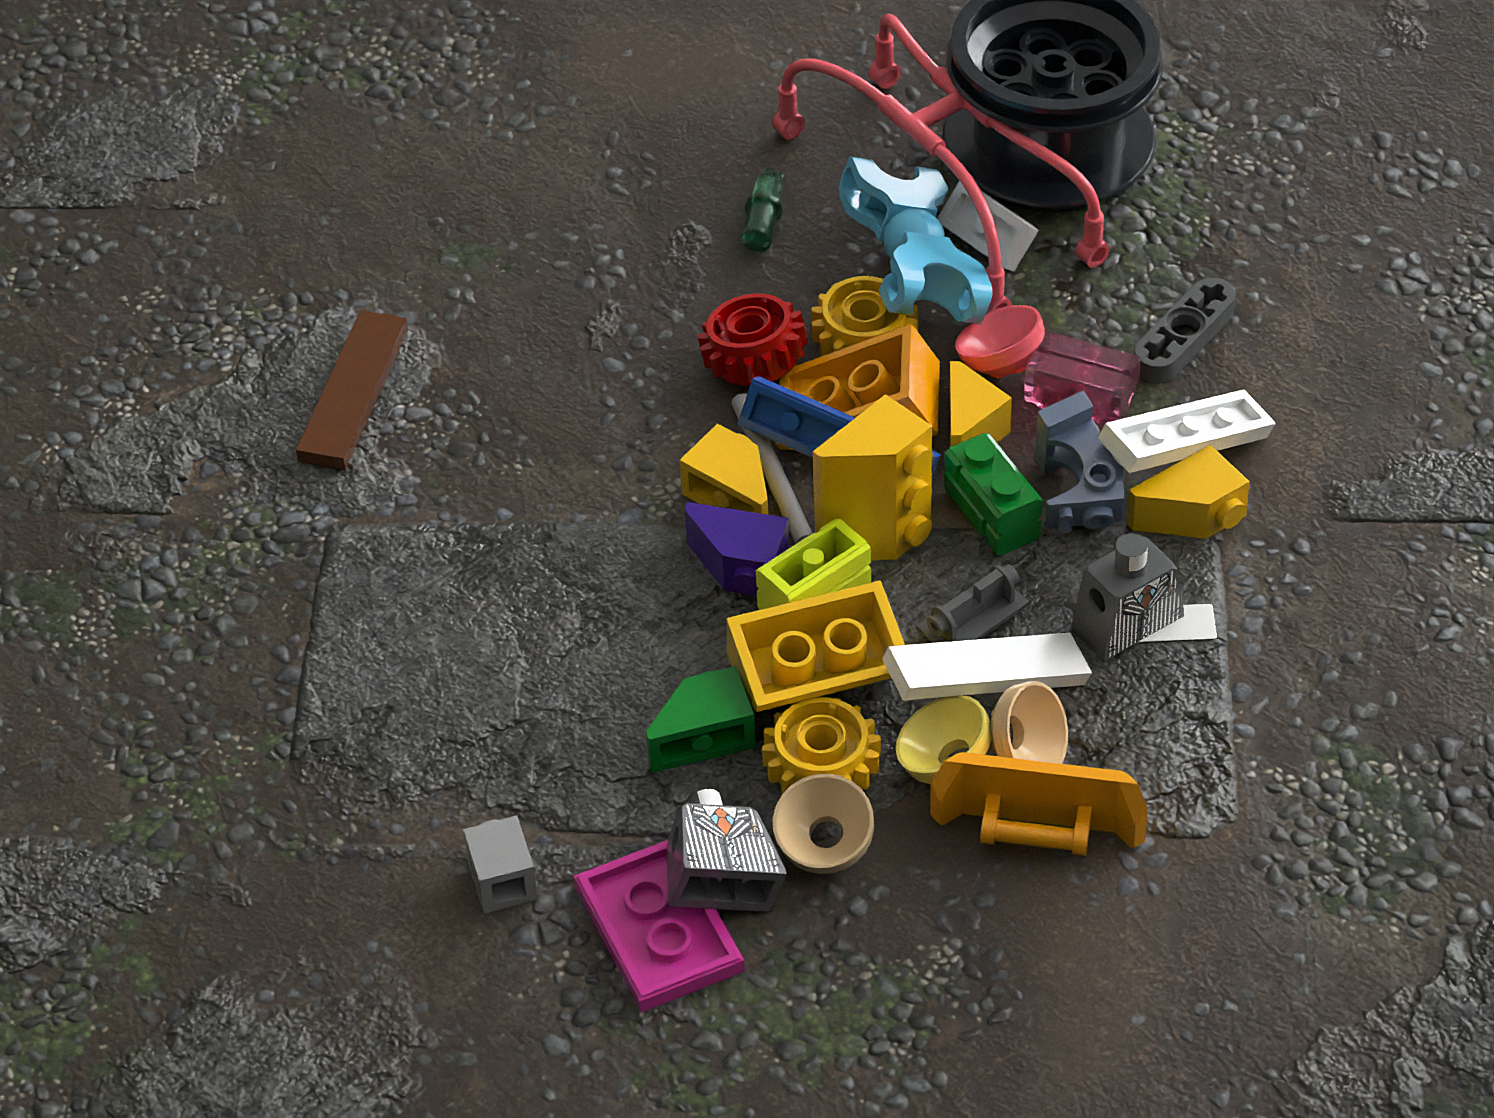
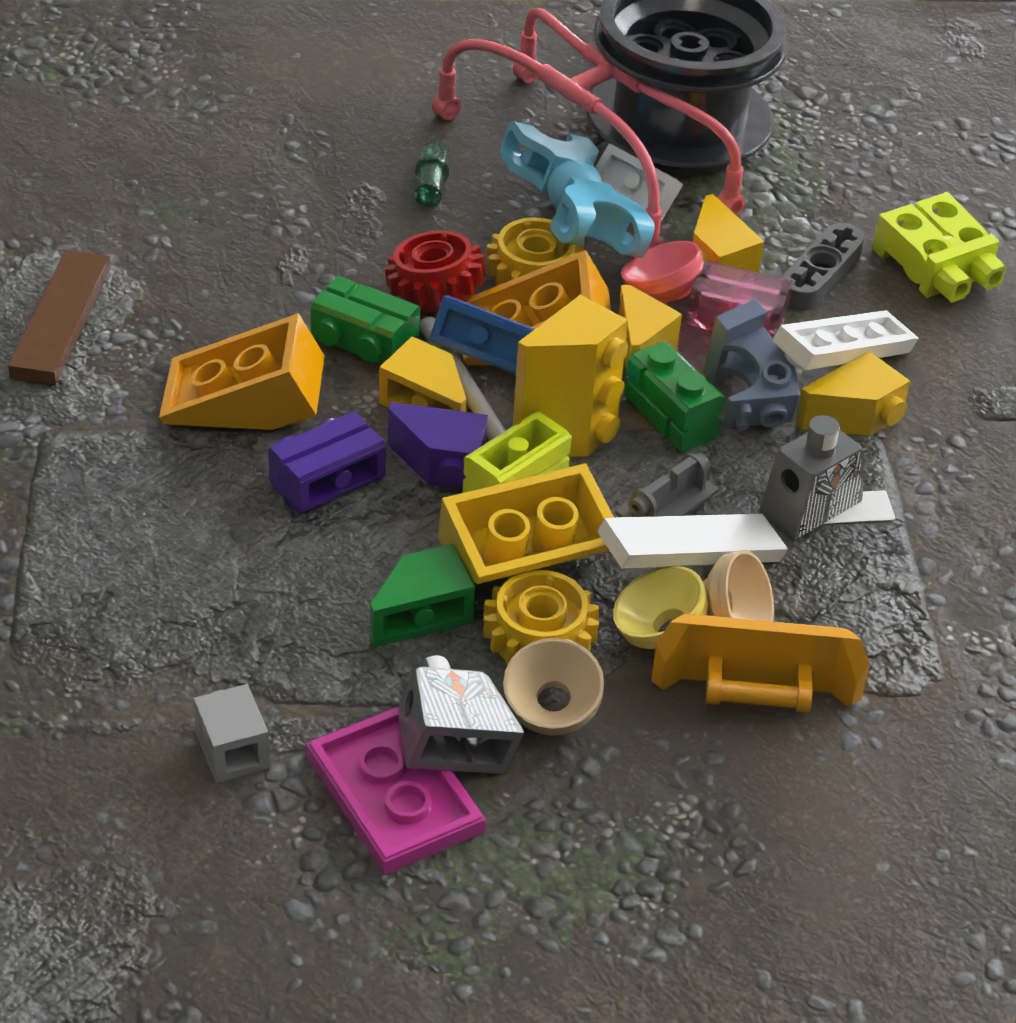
camera: 10 degrees left, 5 degrees down
(542, 470) = (247, 380): none -> light orange slope
(618, 566) = (326, 461): none -> dark purple brick
(670, 399) = (363, 320): none -> green brick
(1075, 303) = (726, 238): none -> yellow slope
(1319, 313) = (941, 249): none -> neon yellow hips

